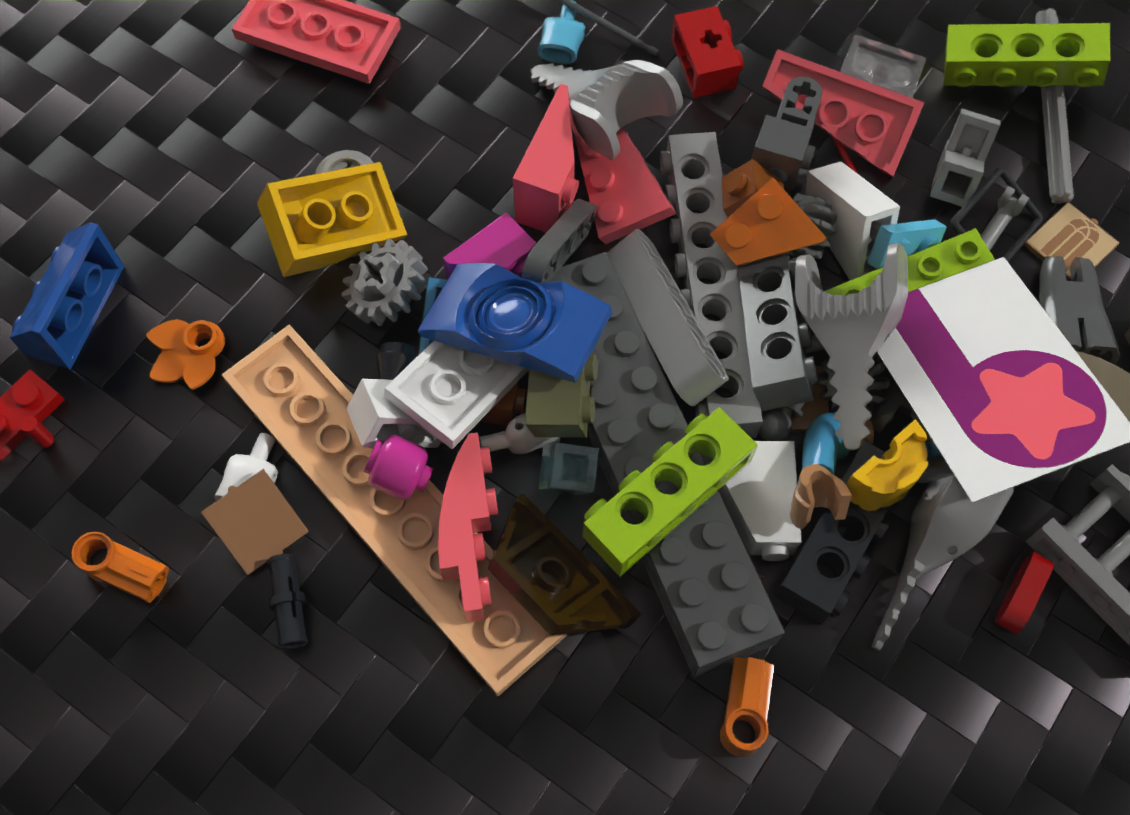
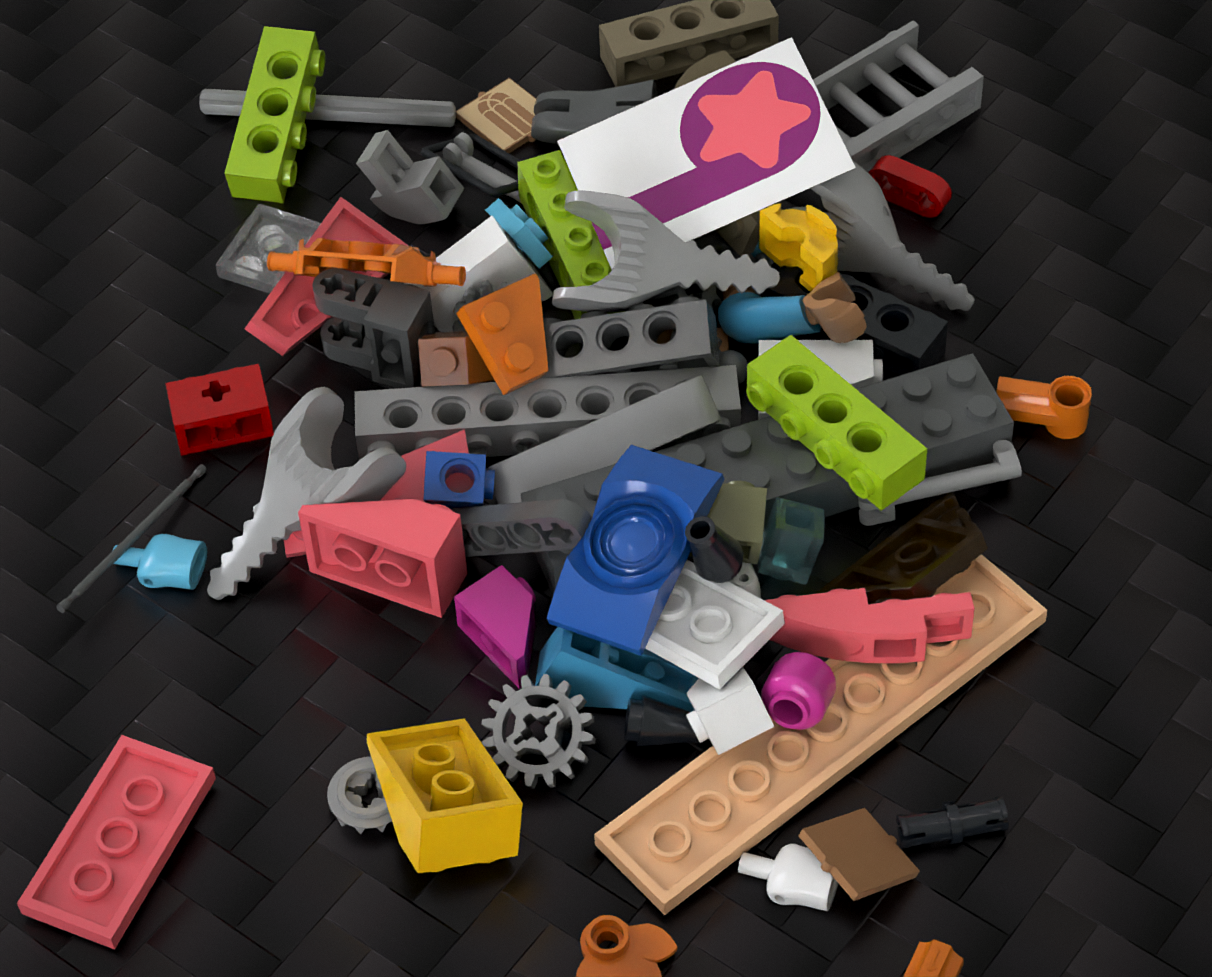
camera: 85 degrees left, 15 degrees down
(504, 380) = (714, 552): none -> black cone
(603, 189) = (442, 465): none -> blue brick
(663, 665) = (1004, 467): none -> light grey hinge
(829, 116) = (399, 260): none -> orange plate

